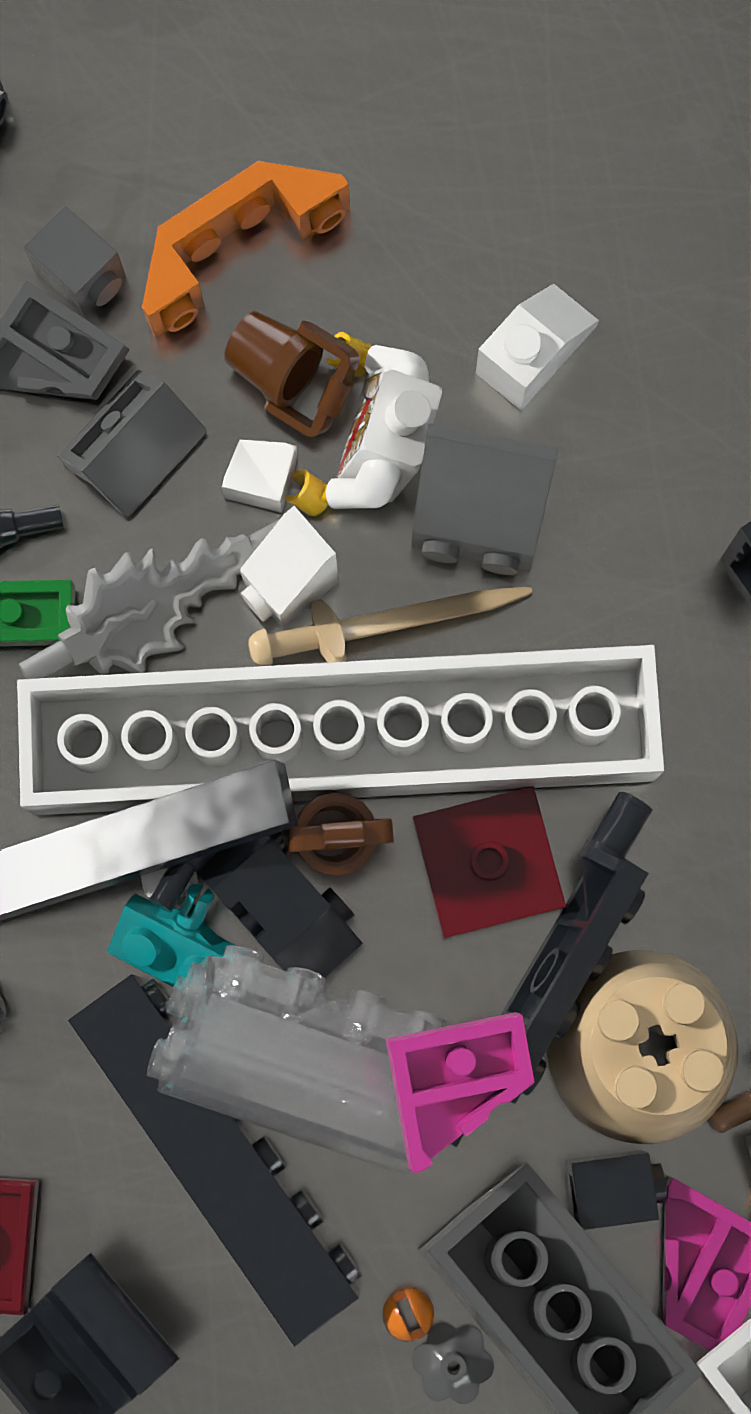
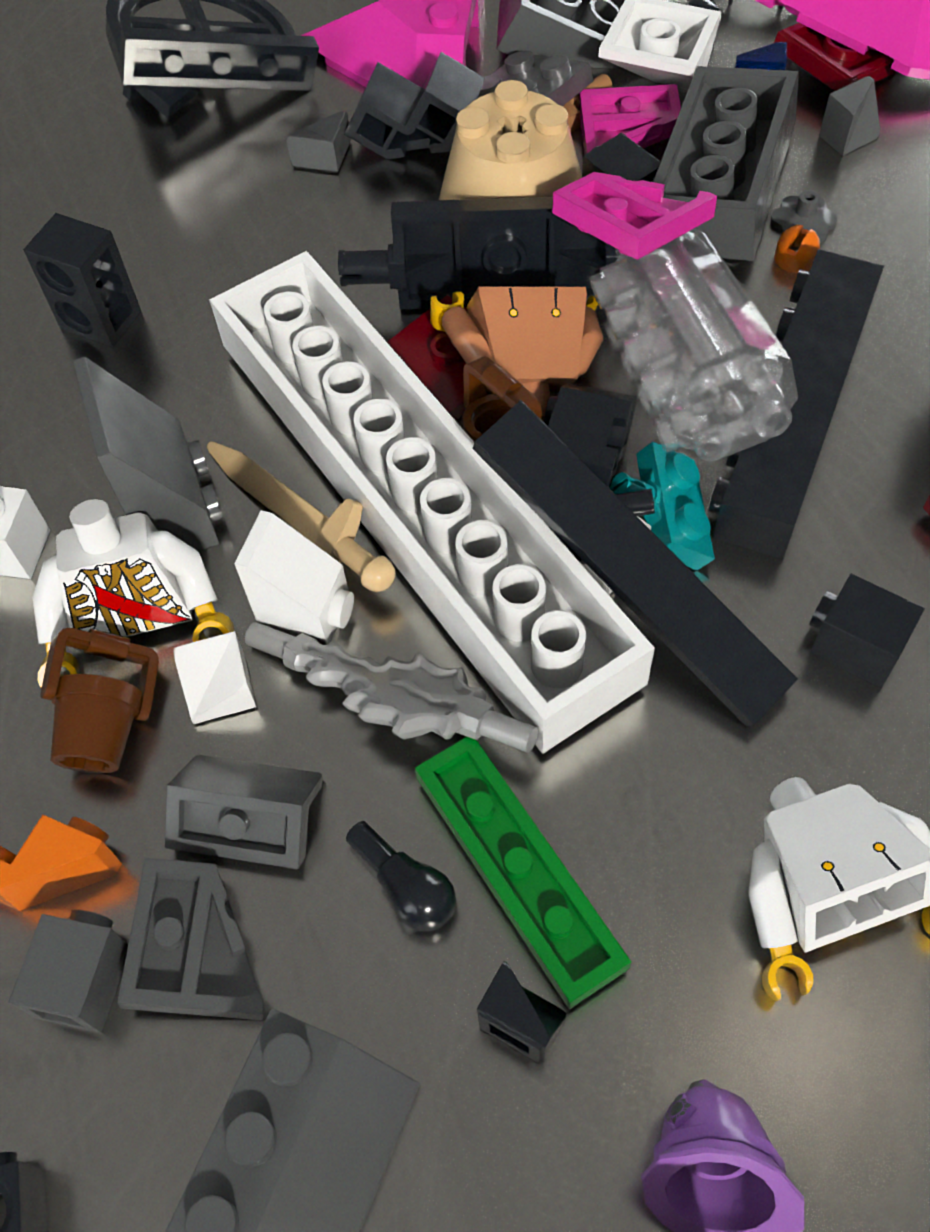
camera: 120 degrees left, 20 degrees down
(432, 926) = (531, 332): none -> nougat torso

